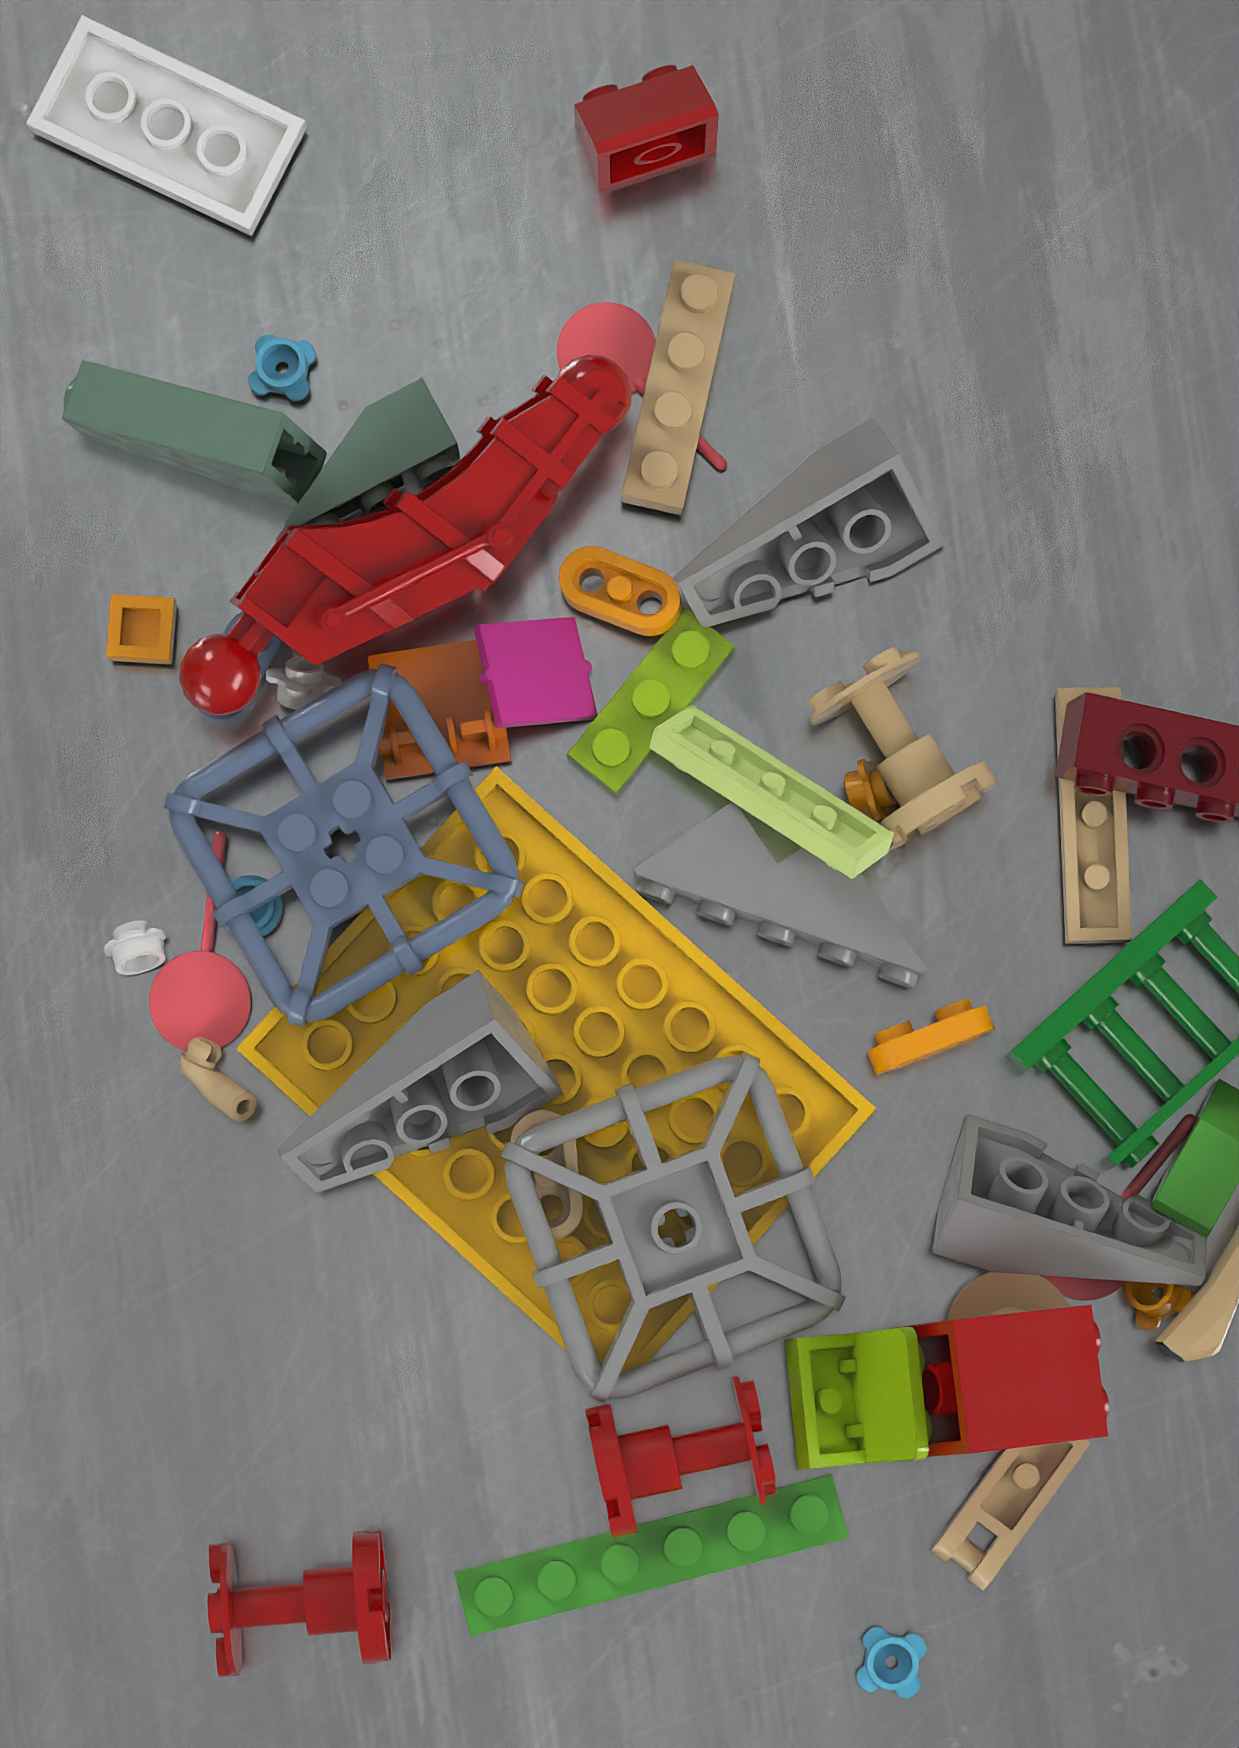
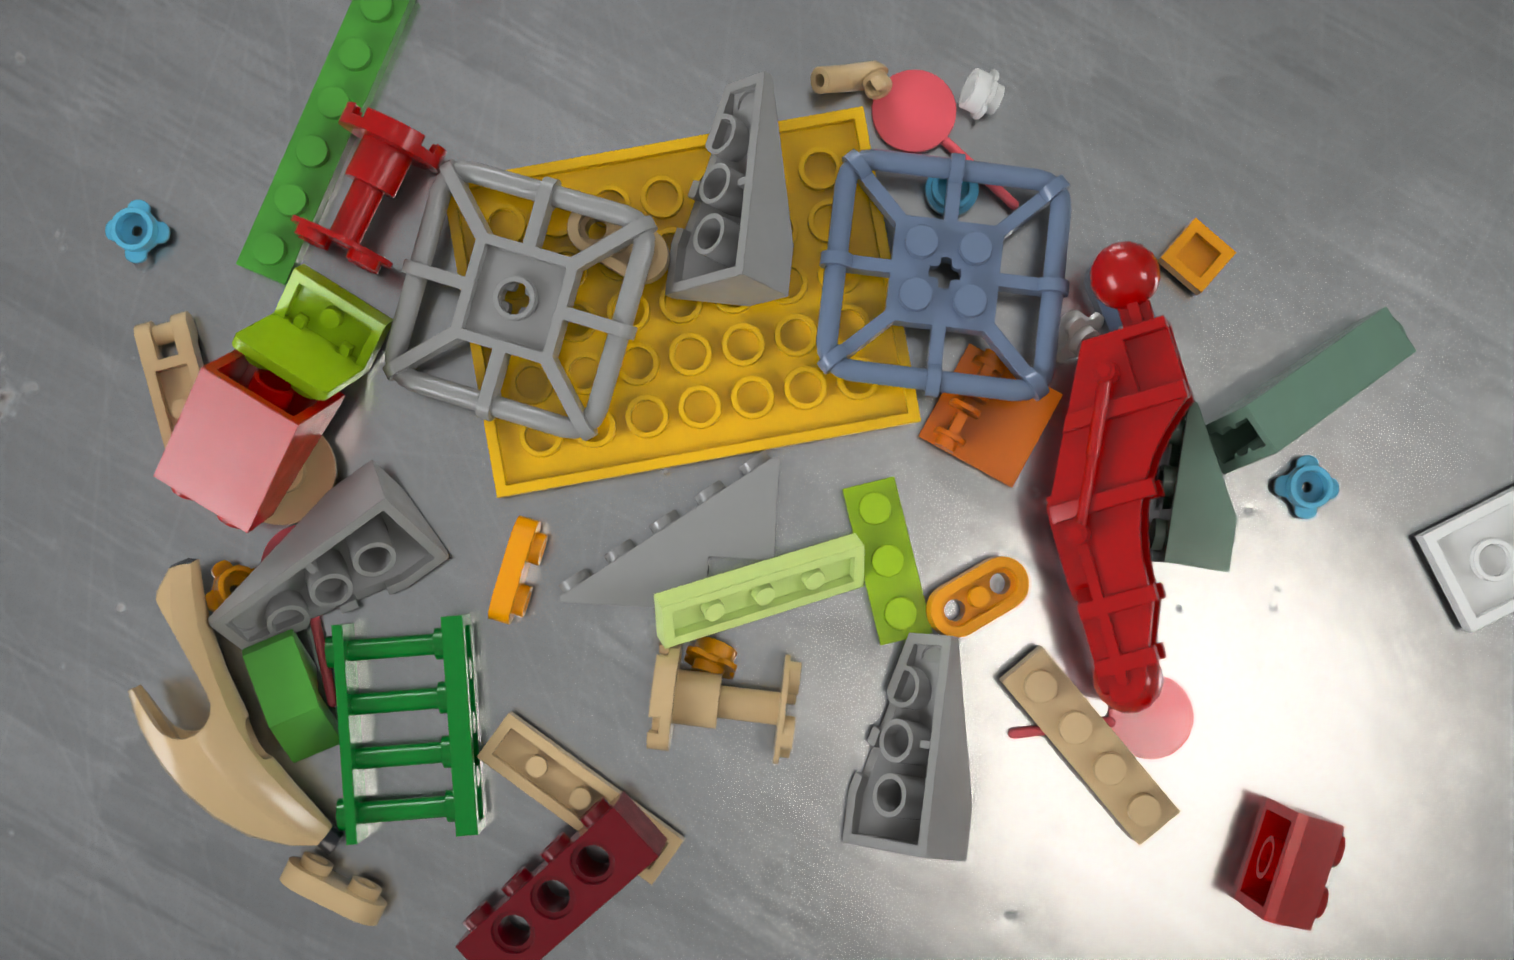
camera: 125 degrees right, 5 degrees up
(535, 672) = (965, 496): dark pink piece -> none

